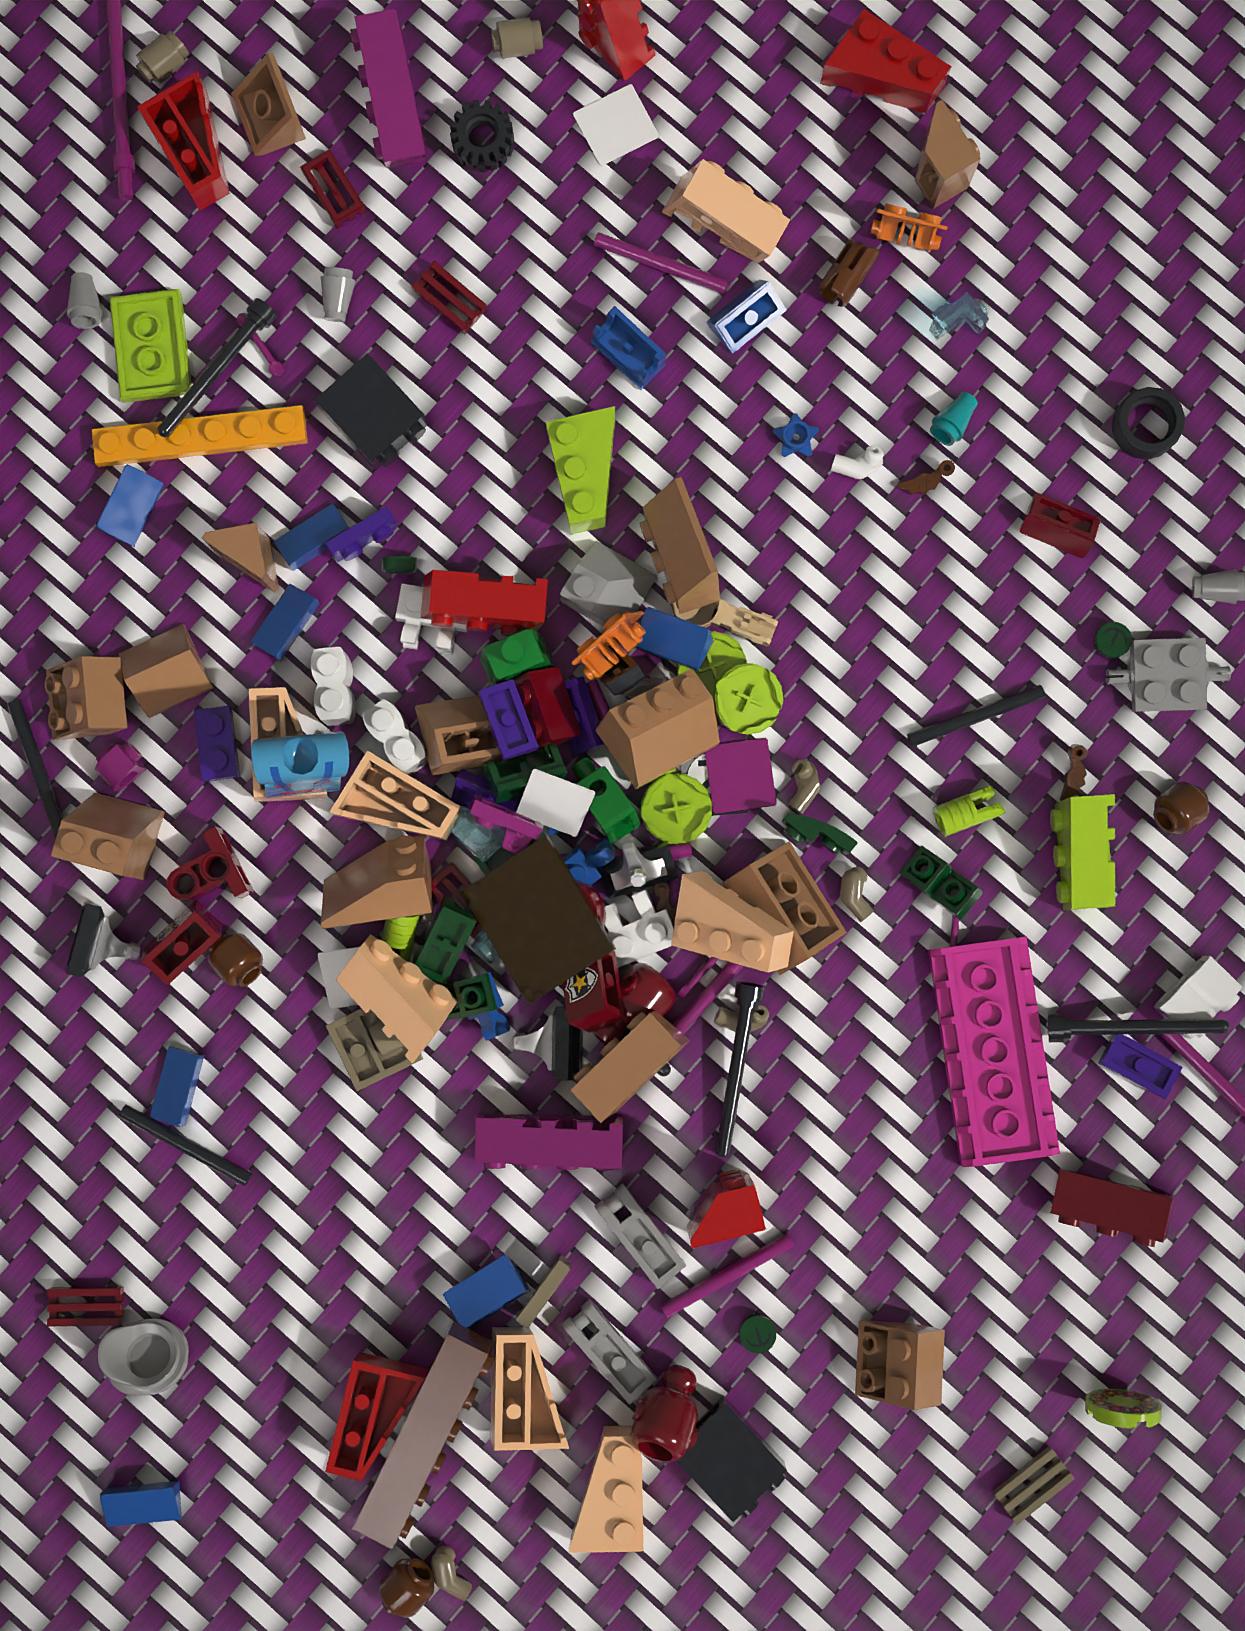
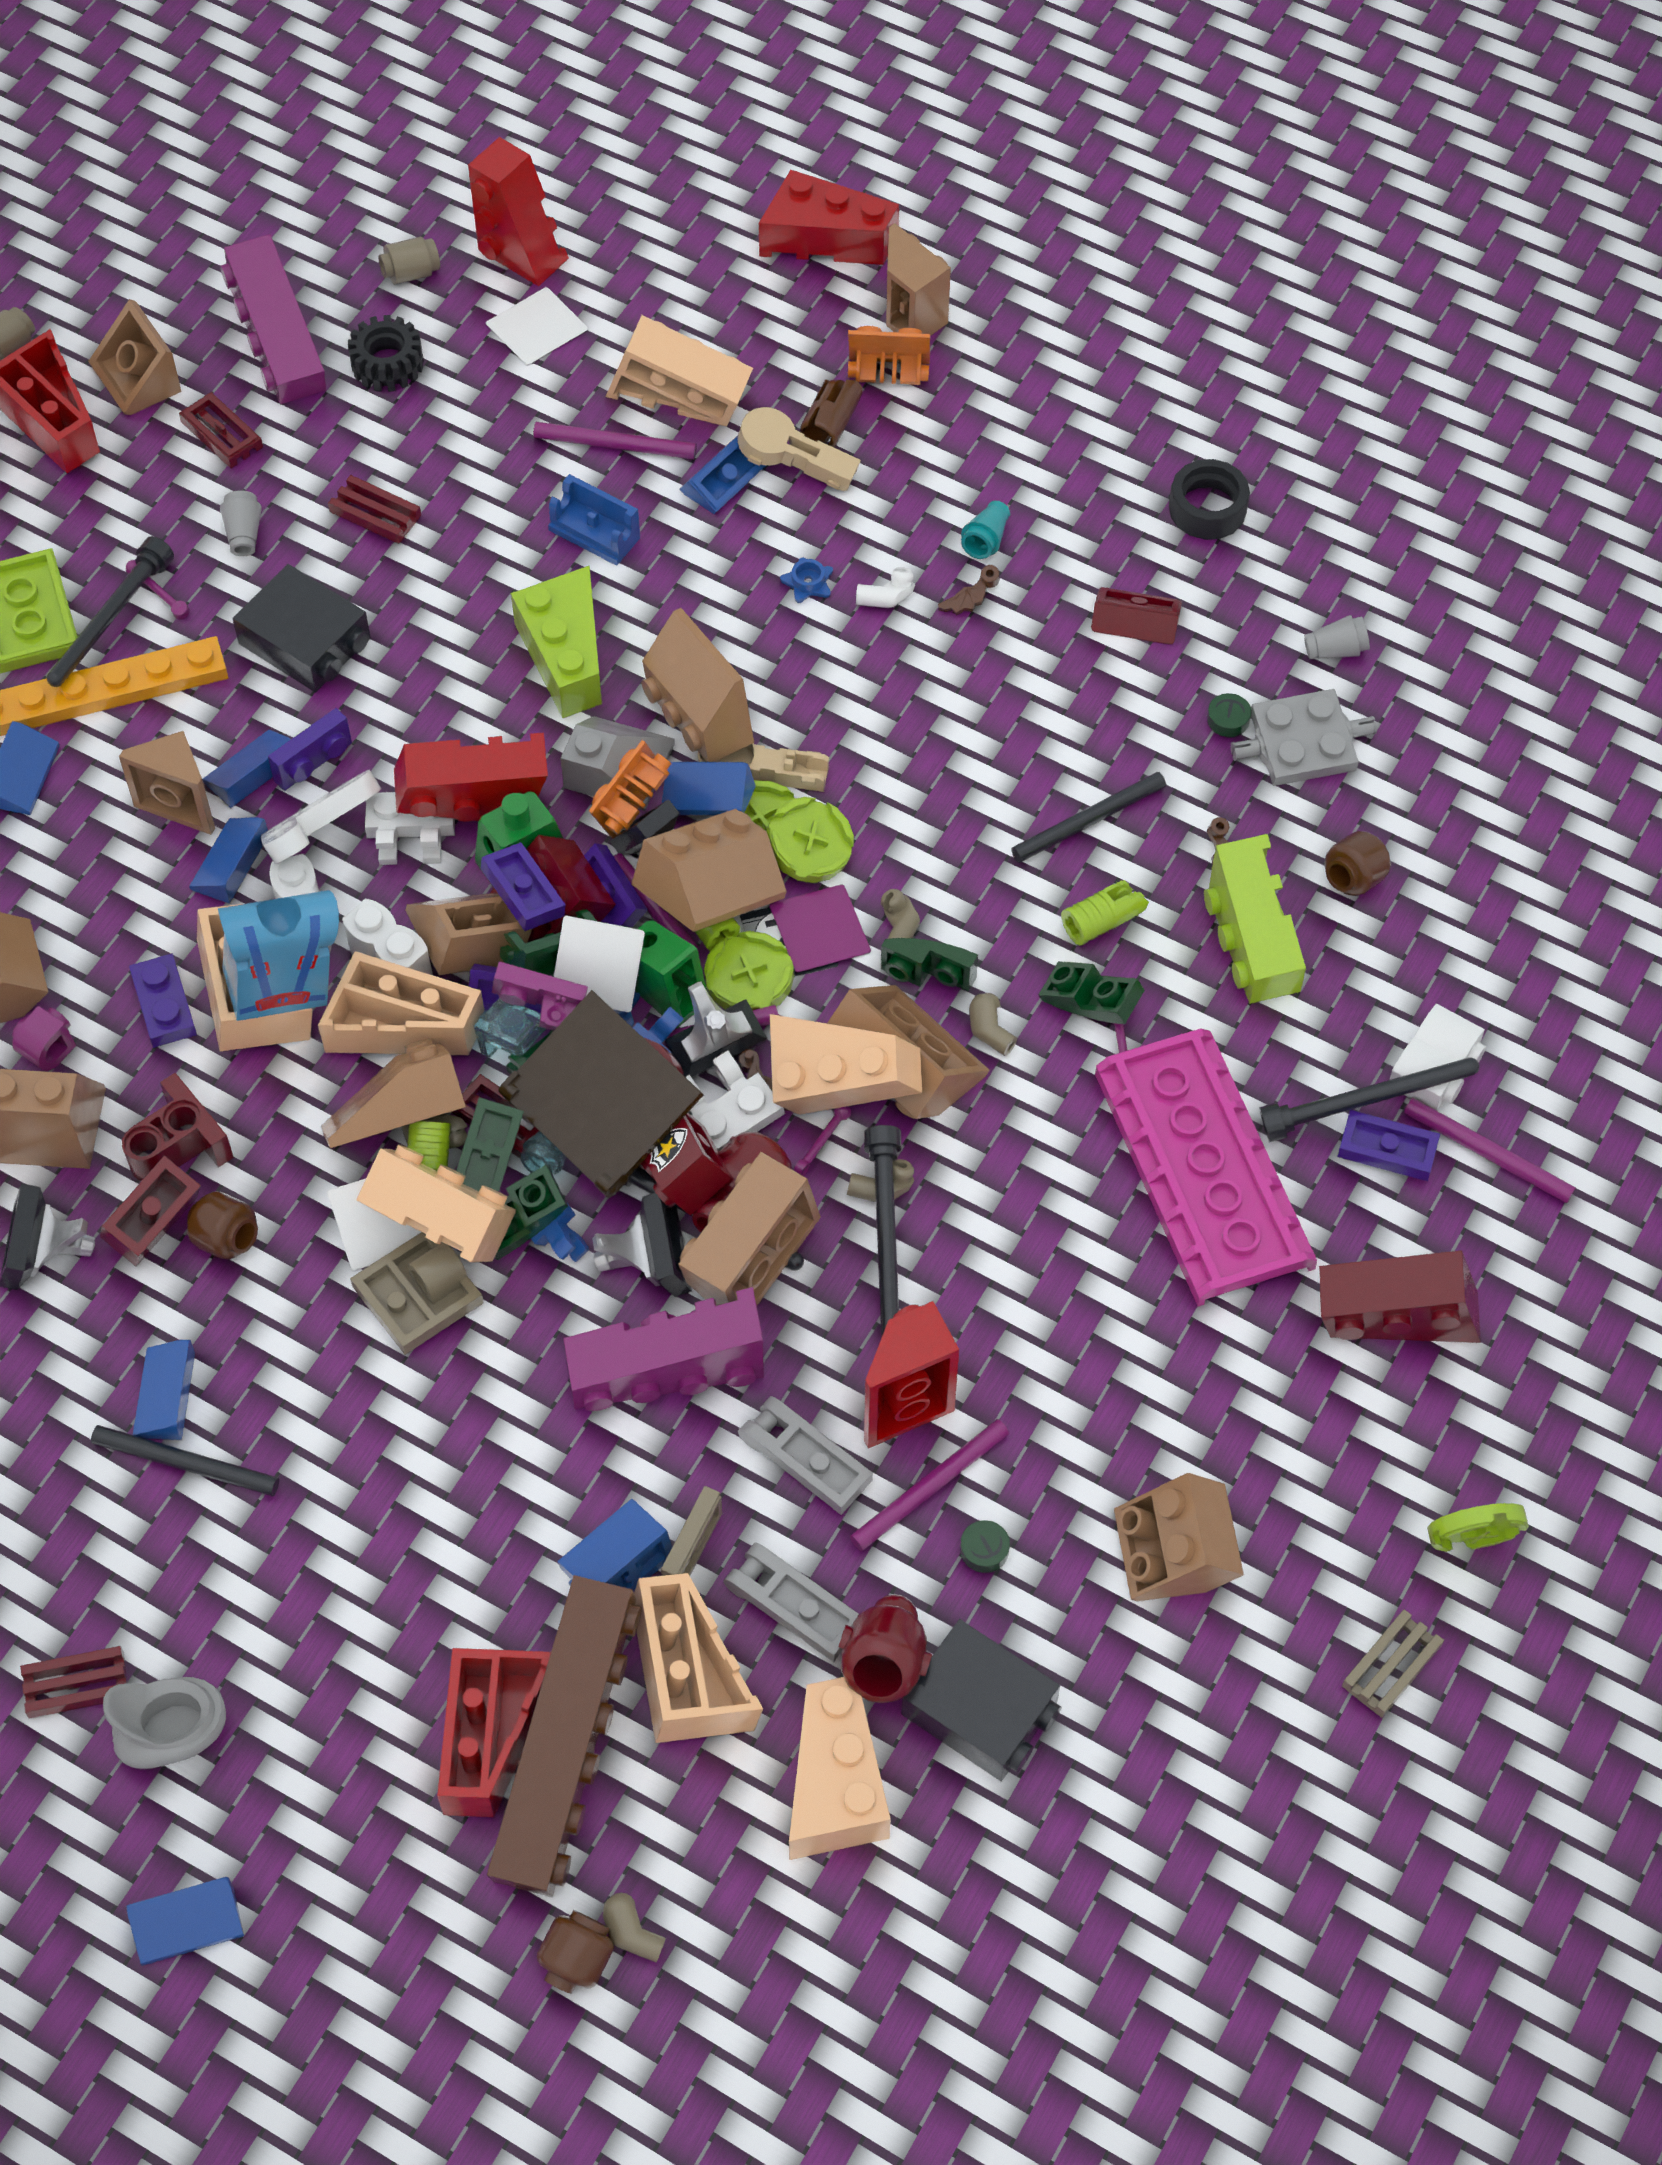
camera: 15 degrees left, 25 degrees down
(164, 671) = (89, 934): medium nougat slope -> none
(330, 616) = (291, 834): none -> white beam
(399, 565) = (358, 764): dark green tile -> none
(707, 996) = (845, 1149): magenta bar -> none
(785, 298) = (765, 439): none -> tan piece
(950, 315) = (964, 429): clear light blue bracket -> none

